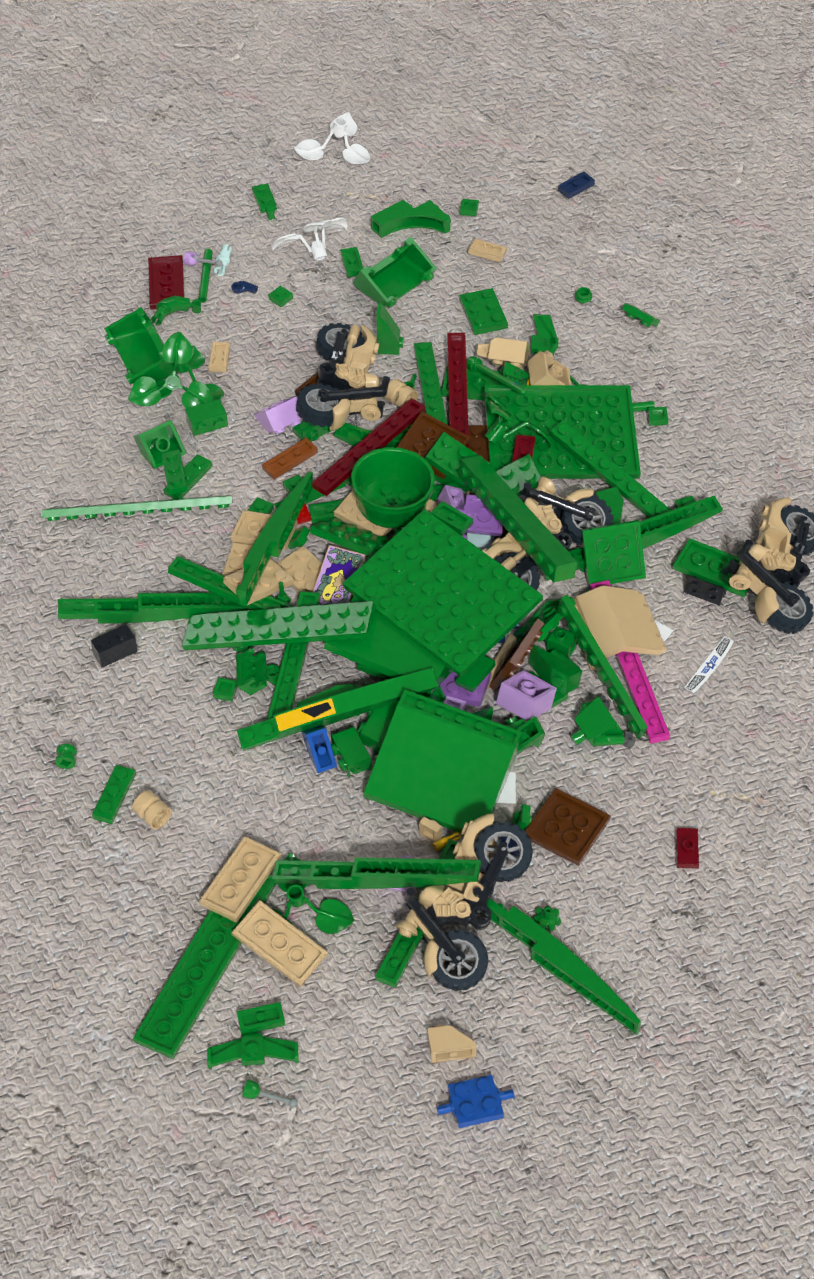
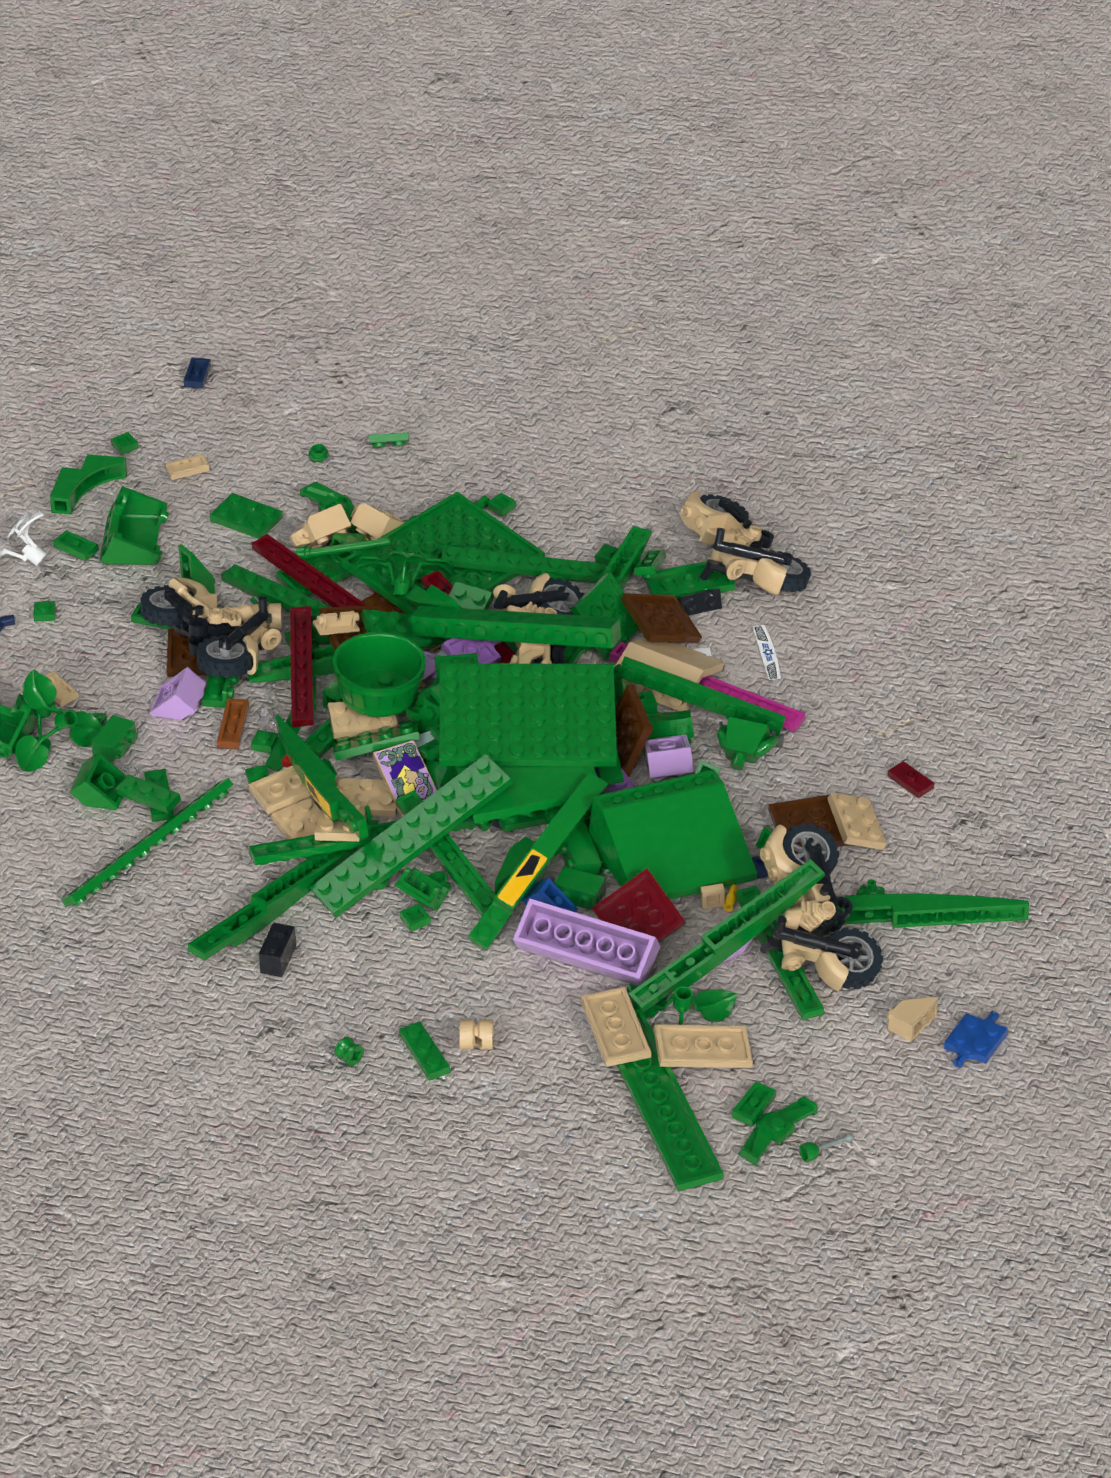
camera: 45 degrees left, 10 degrees down
(296, 799) = (586, 942): none -> lavender brick
(352, 805) = (641, 907): none -> dark red plate
(408, 430) = (330, 624): none -> tan hinge
(497, 457) = (431, 597): none -> green slope
(601, 851) = (856, 821): none -> tan plate
(653, 582) = (661, 618): none -> reddish brown plate
(700, 533) = (650, 563): none -> green plate

